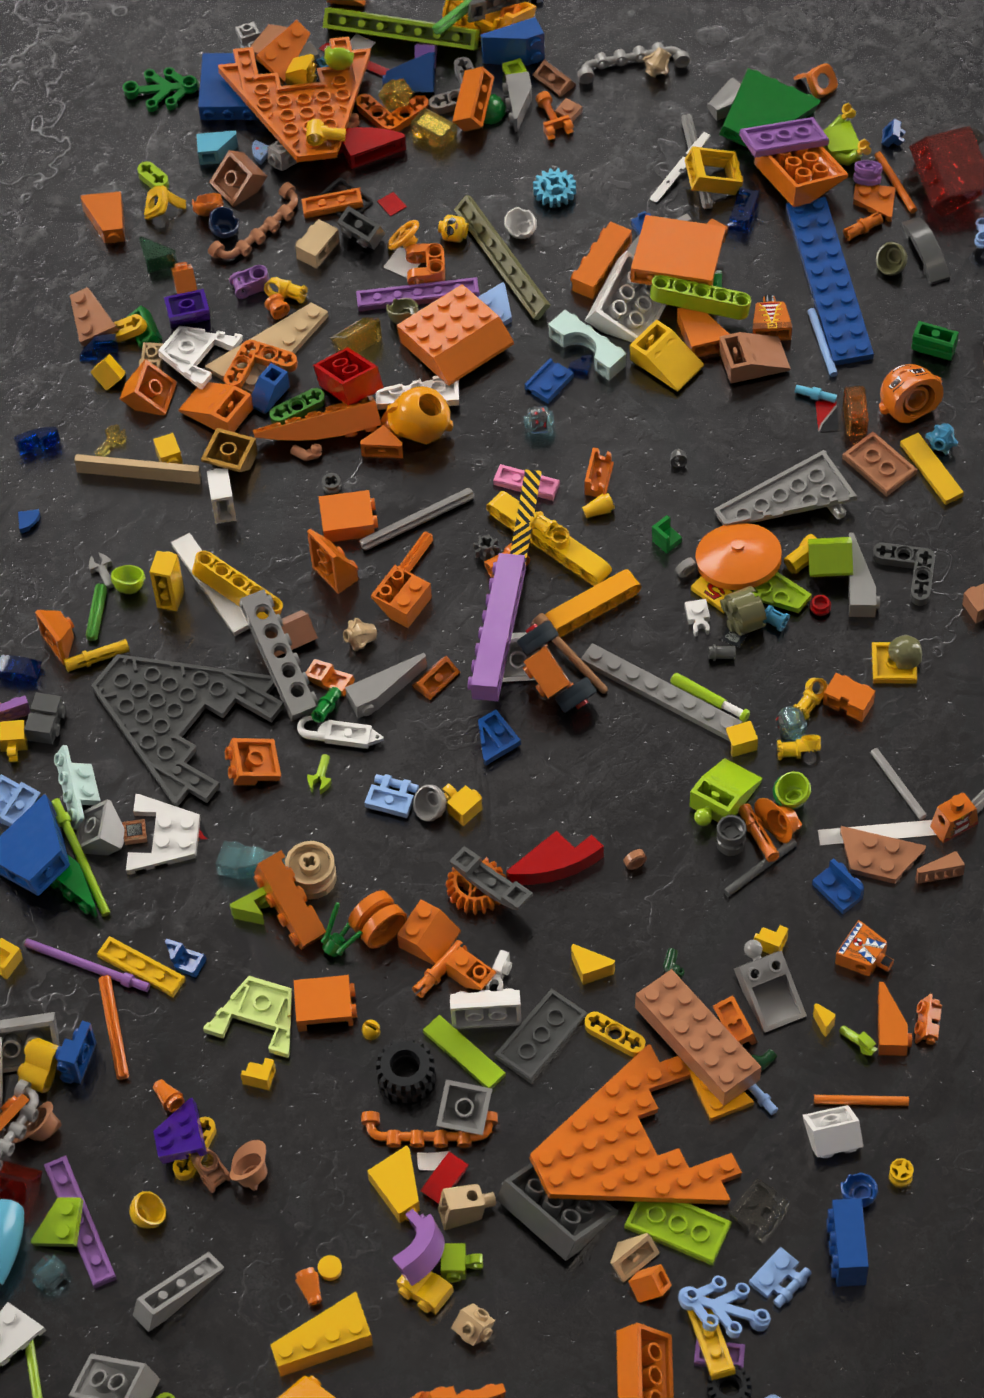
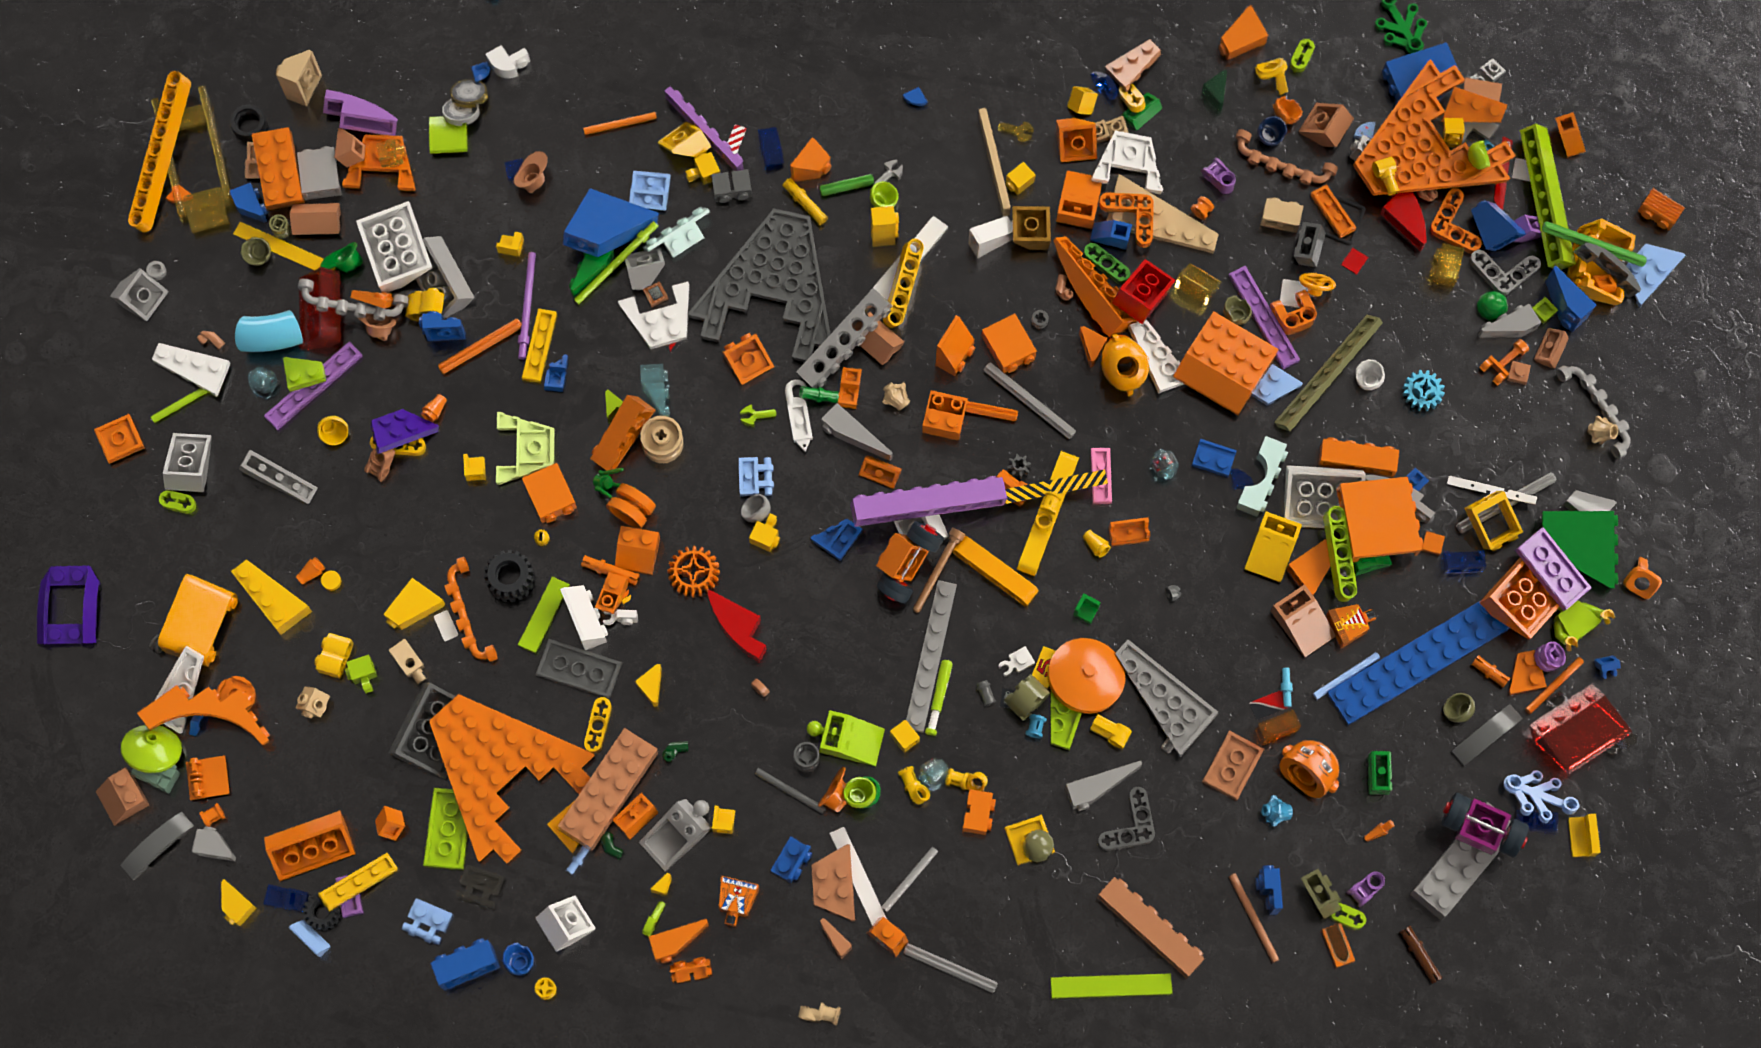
camera: 65 degrees right, 15 degrees up
(42, 437) = (996, 78): clear blue slope -> none
(183, 278) = (1200, 122): orange slope -> none
(187, 308) = (1170, 136): dark purple slope -> none
(214, 146) = (1352, 92): medium azure slope -> none
(249, 1164) = (391, 489): nougat piece -> none
(286, 289) = (1221, 200): yellow connector -> none
(395, 94) = (1466, 219): clear yellow brick -> none
(424, 1251) = (357, 644): medium lavender arch -> none
(444, 1176) = (429, 638): red slope -> none
(453, 228) = (1342, 321): yellow head -> none
(464, 1107) = (489, 630): light grey slope -> none
(473, 99) = (1488, 286): orange brick -> none
(489, 881) = (692, 579): dark grey slope -> none
(632, 1255) = (409, 801): tan slope -> none
(686, 567) = (1059, 635): light grey tile -> none
(721, 1307) = (383, 883): light blue plant -> none
(755, 827) = (835, 763): orange pin -> none
(820, 605) = (1064, 760): red plate -> none
(830, 556) = (1108, 751): lime slope -> none
(861, 1100) = (602, 938): orange bar -> none
(931, 468) = (1244, 812): yellow tile -> none

